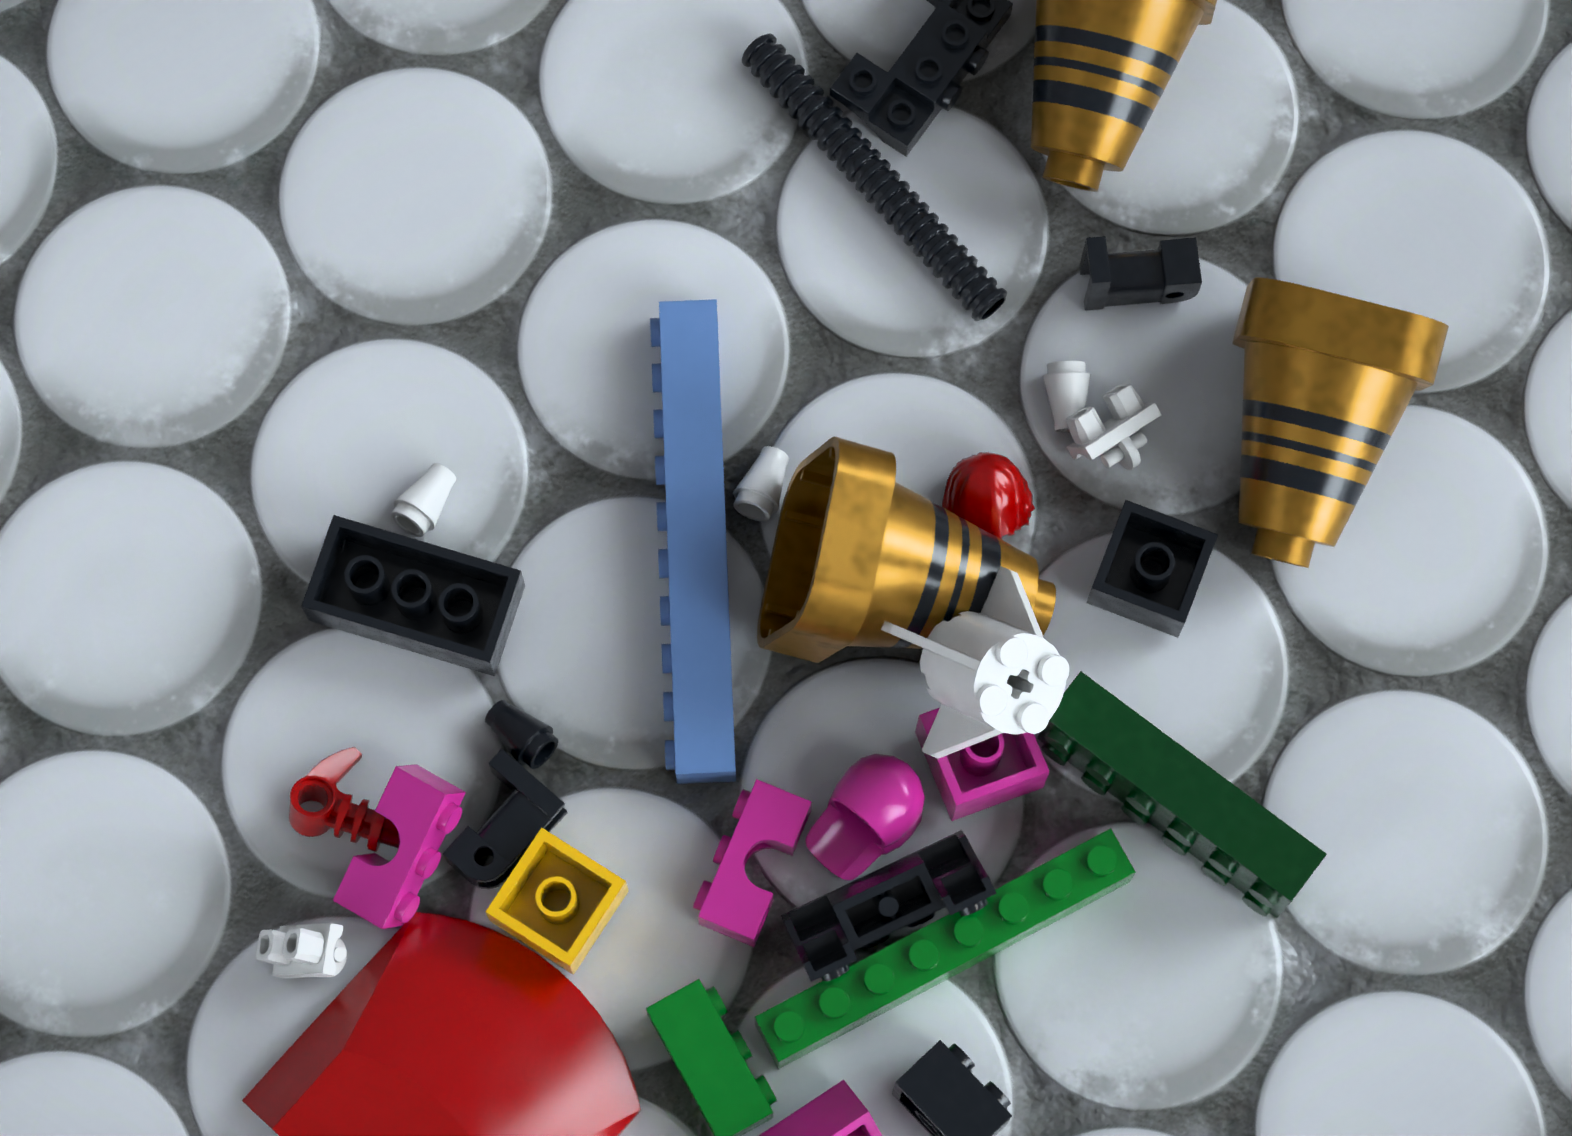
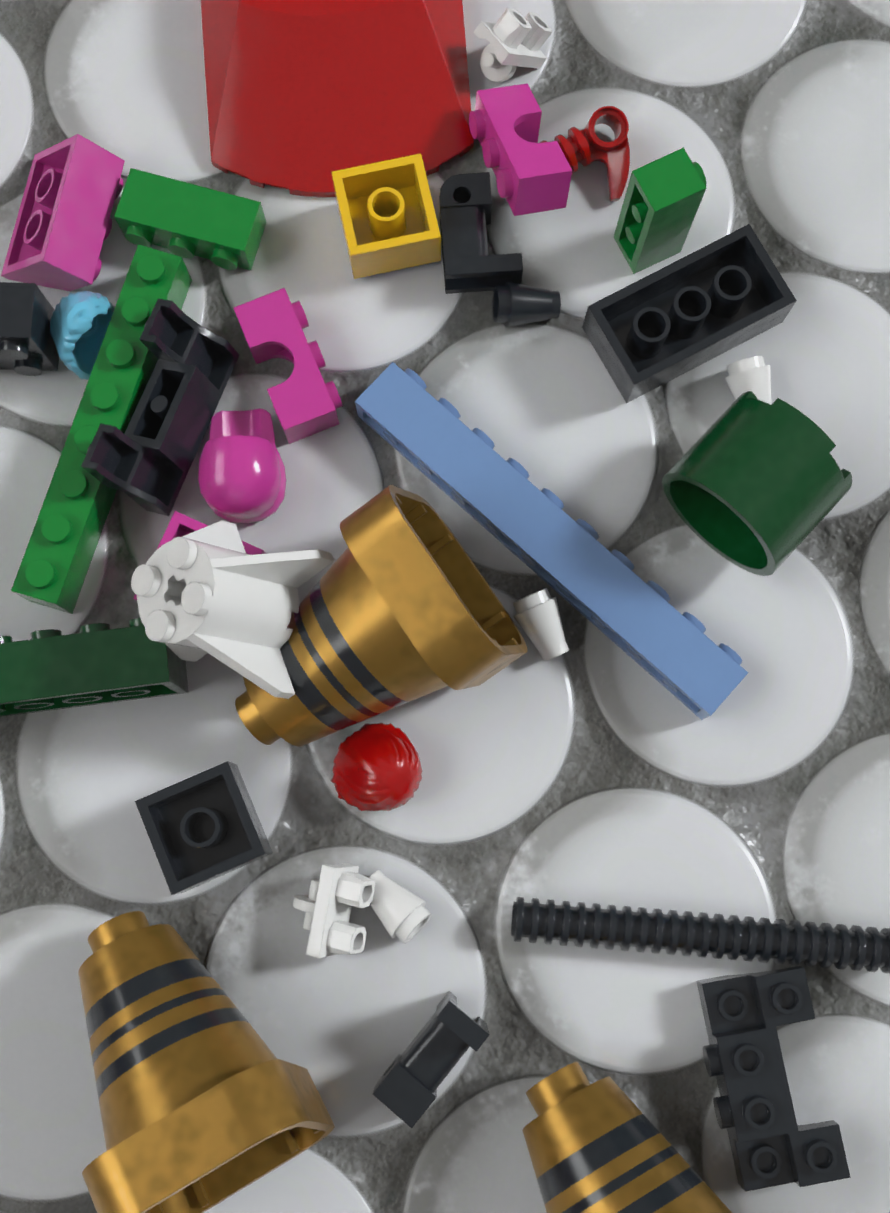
camera: 135 degrees right, 5 degrees up
(359, 677) = (659, 209): none -> green brick
(514, 413) = (757, 483): none -> dark green brick
(888, 1044) = (79, 329): none -> medium azure hair

